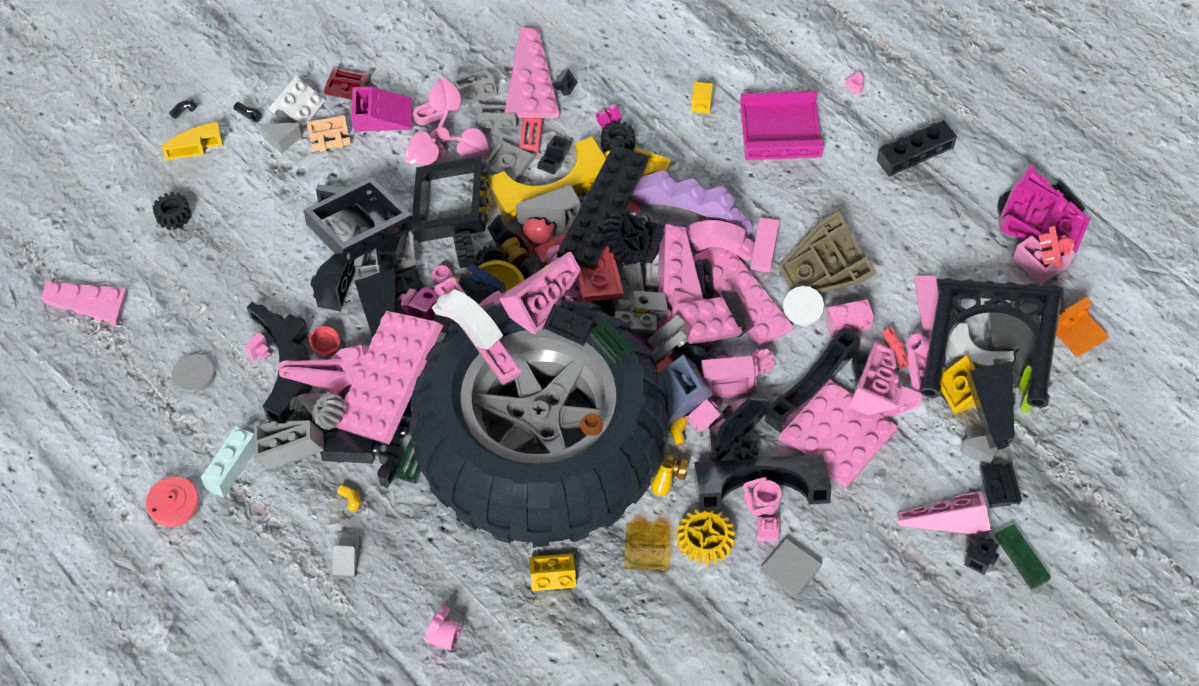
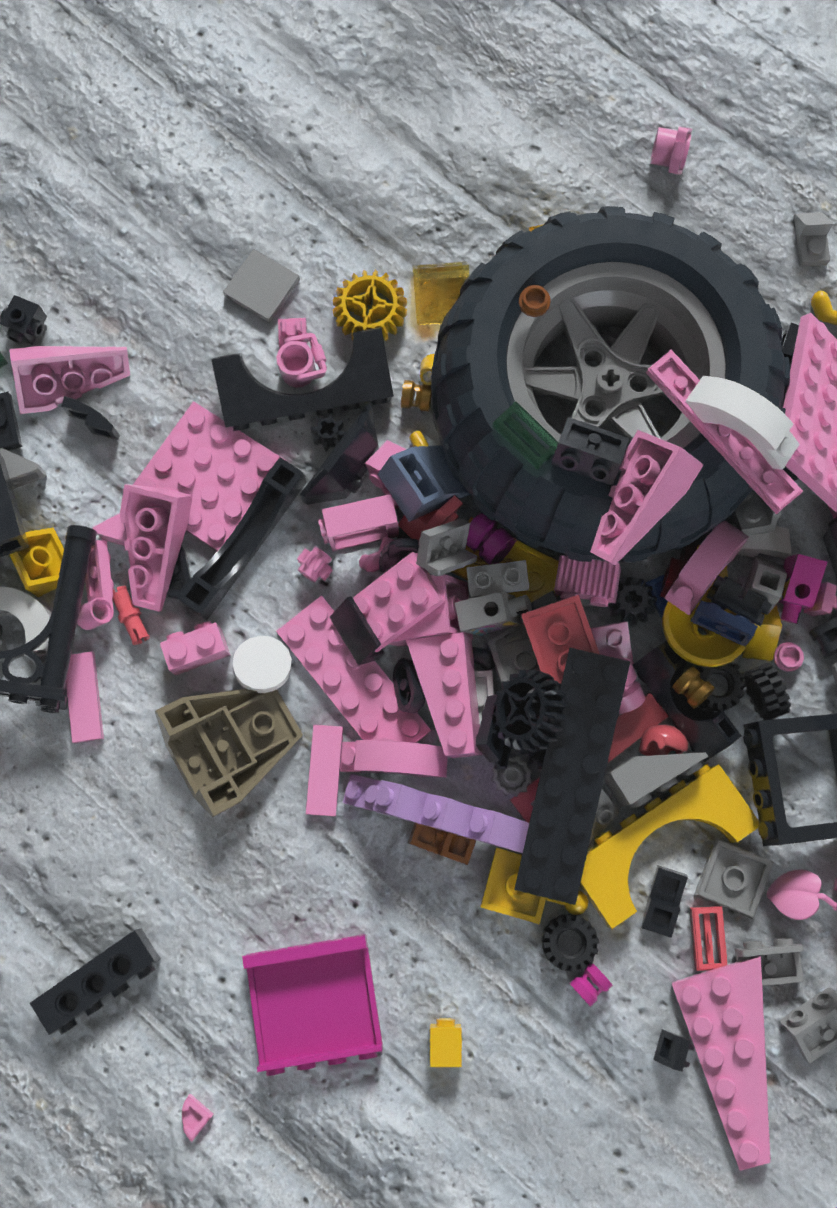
camera: 175 degrees right, 20 degrees up
(919, 475) = (93, 419): none -> black slope

